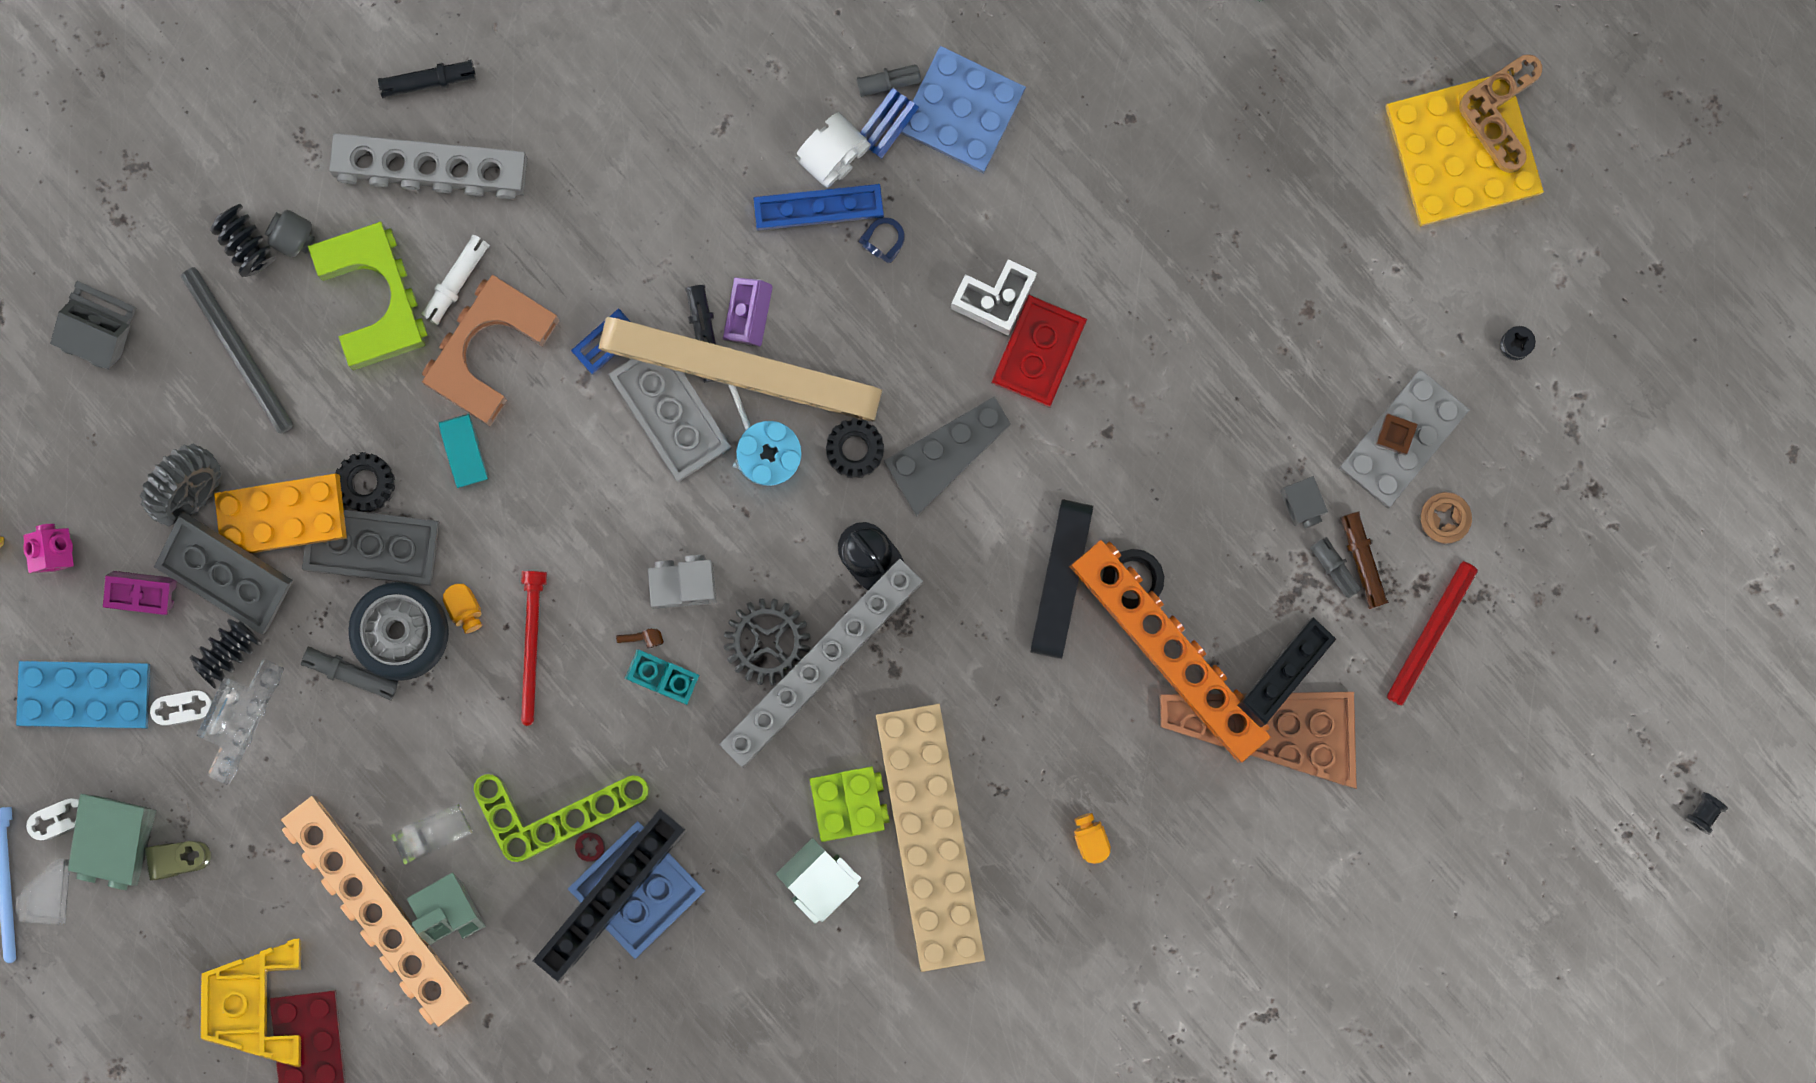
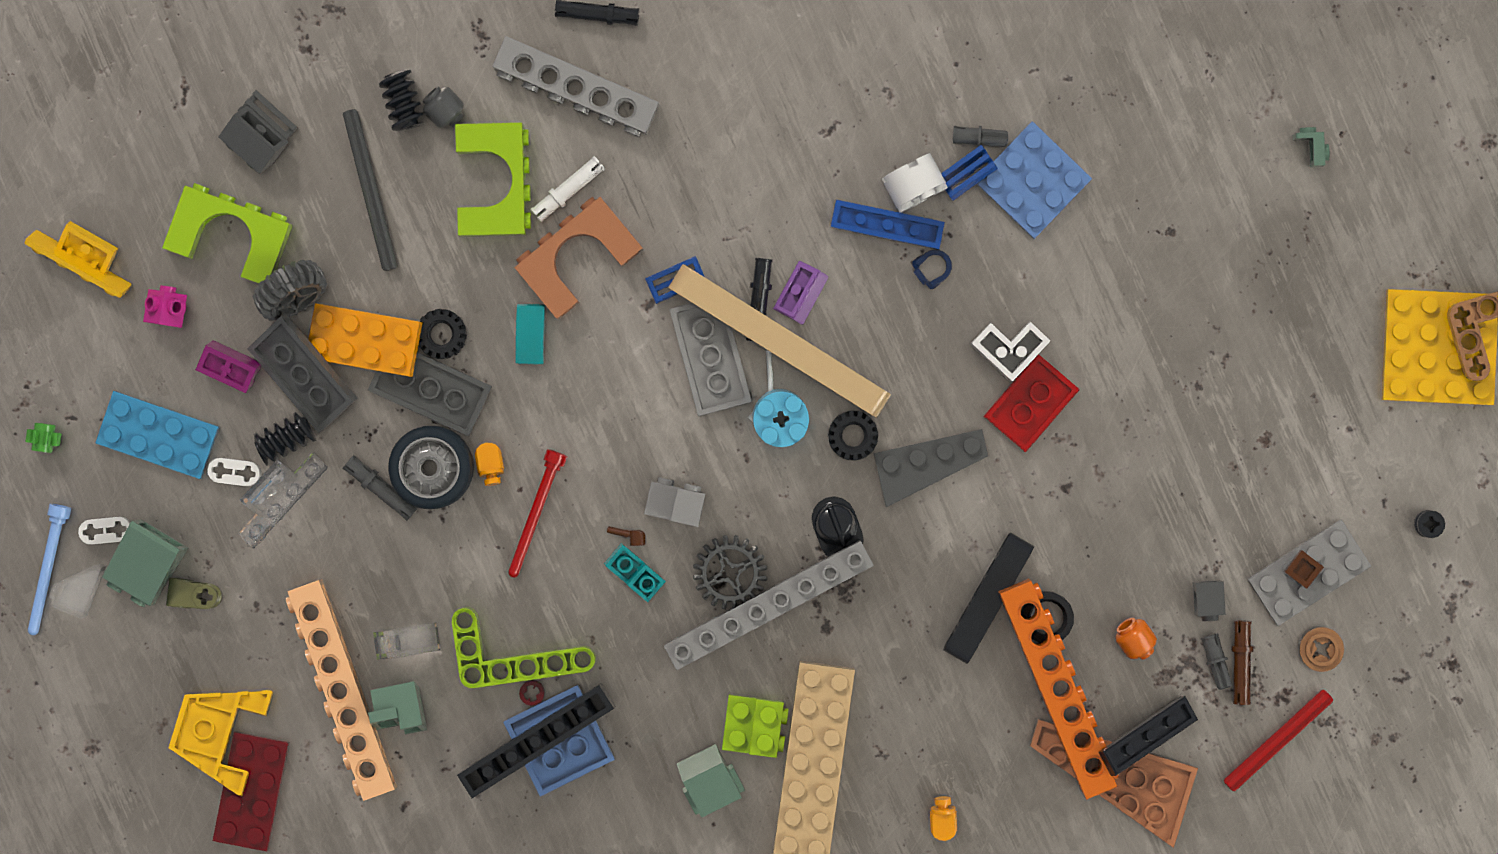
camera: 20 degrees right, 5 degrees up
(54, 428) = (198, 208): none -> lime arch
(1238, 571) = (1136, 638): none -> orange head

